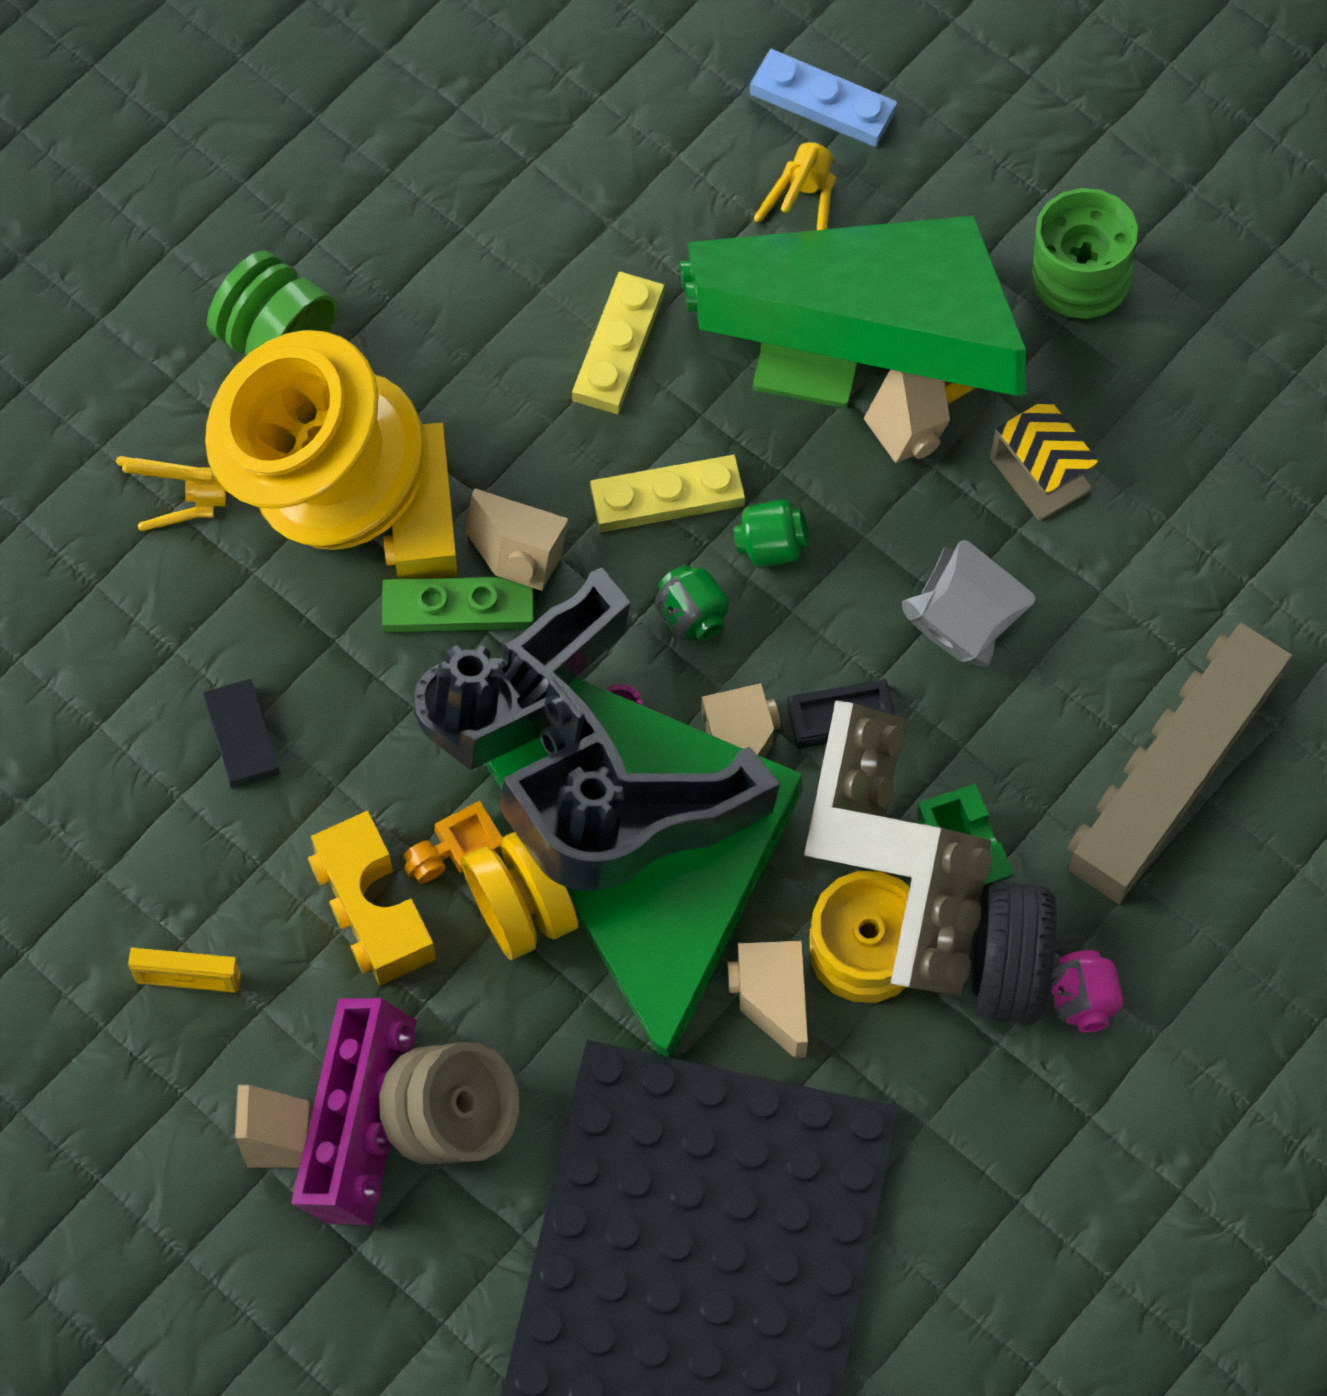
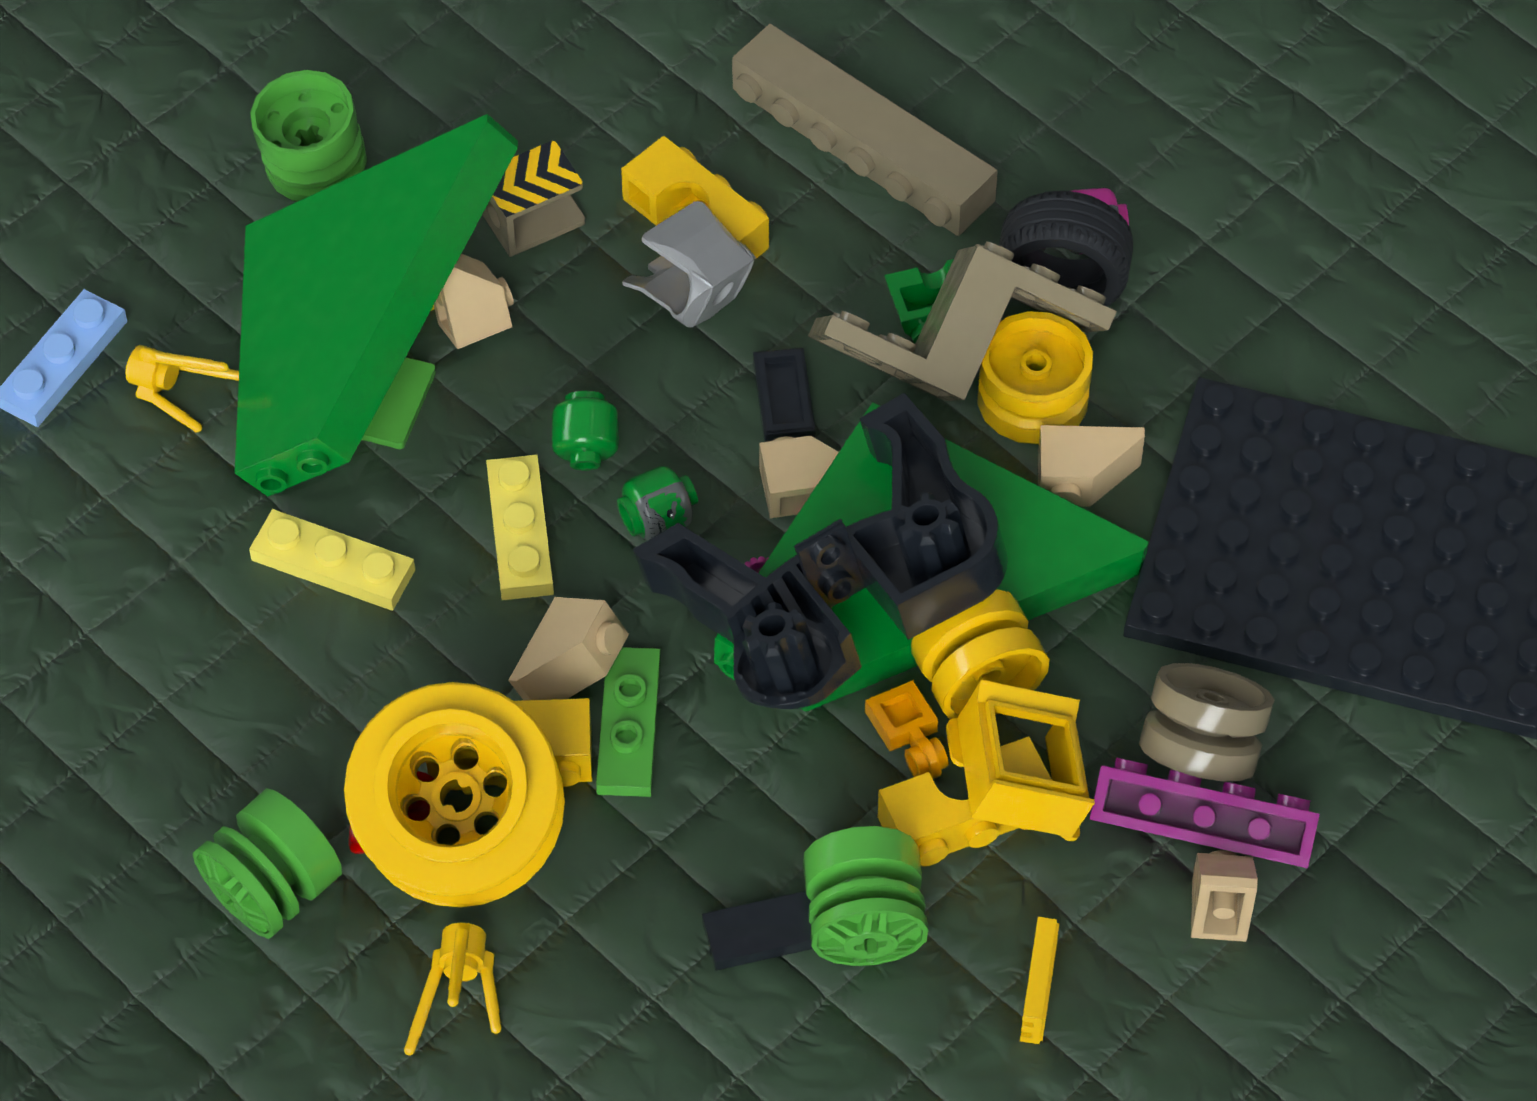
camera: 85 degrees left, 10 degrees down
(250, 804) = (865, 896): none -> bright green wheel
(412, 886) = (1014, 798): none -> yellow piece
(1086, 582) = (670, 179): none -> yellow arch

